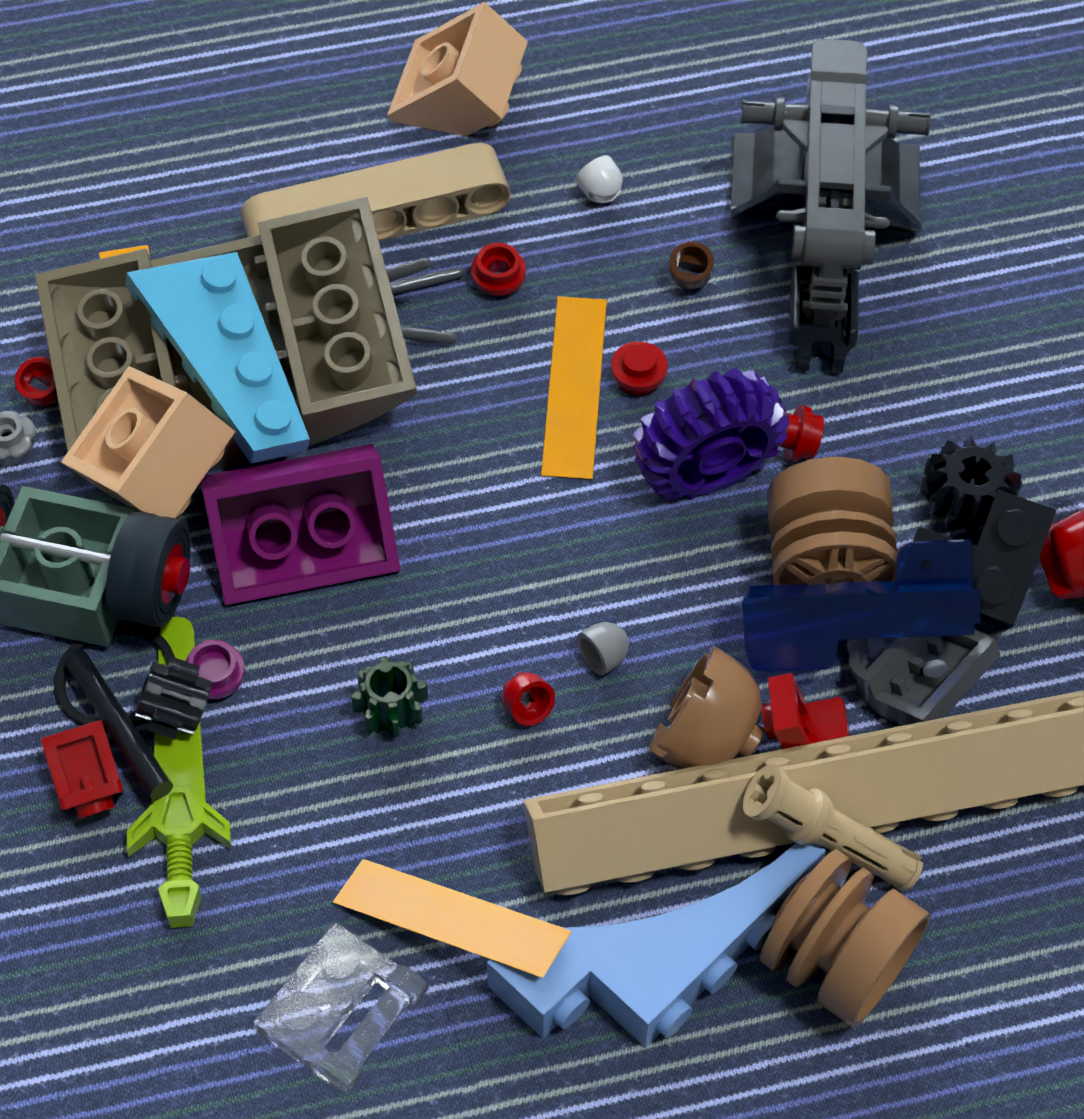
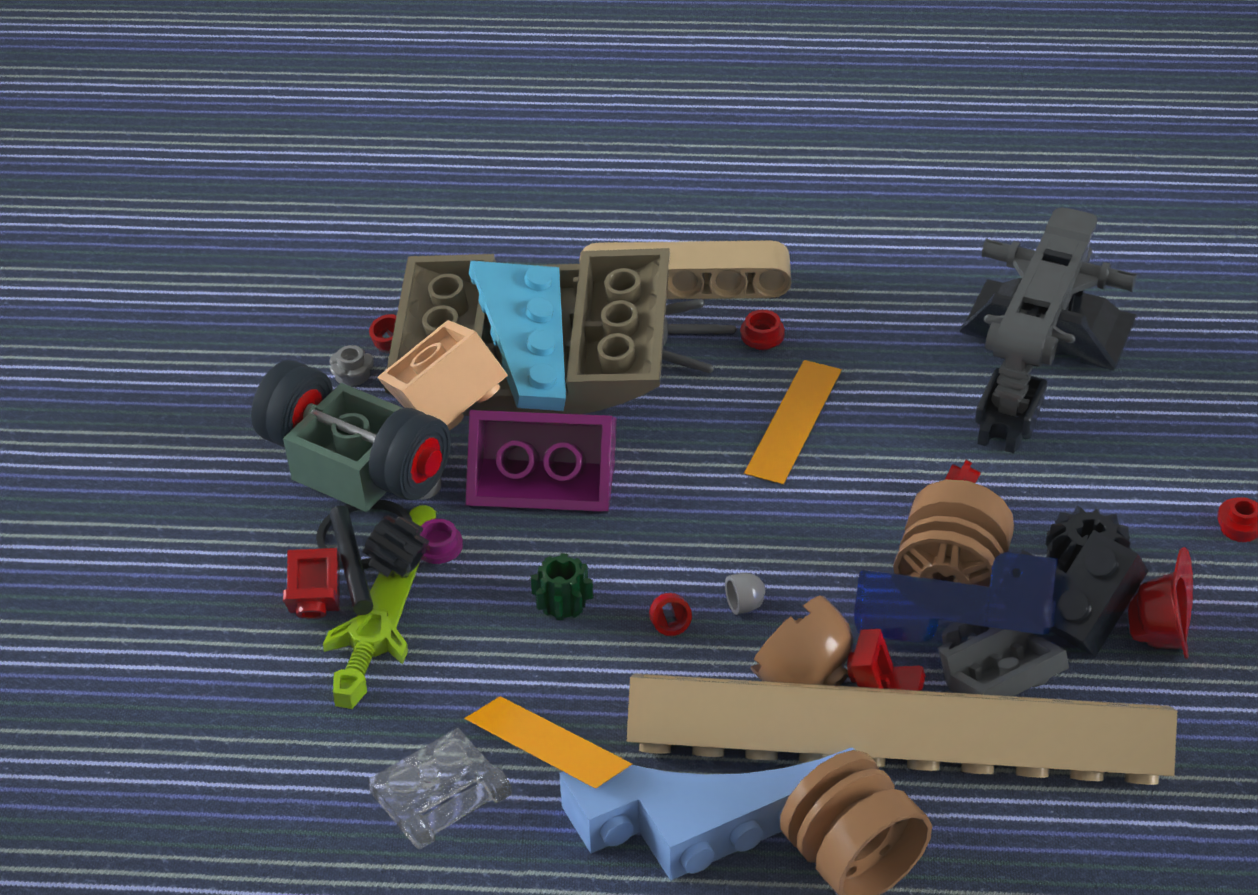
camera: 20 degrees right, 15 degrees down
(460, 74) = (784, 200): light nougat slope -> none
(600, 180) = (865, 287): white hinge -> none
(639, 367) = (847, 416): red plate -> none
(693, 258) = (919, 352): reddish brown hinge -> none
(710, 434) = (879, 460): dark purple gear -> none
(811, 819) = (856, 730): tan pin -> none

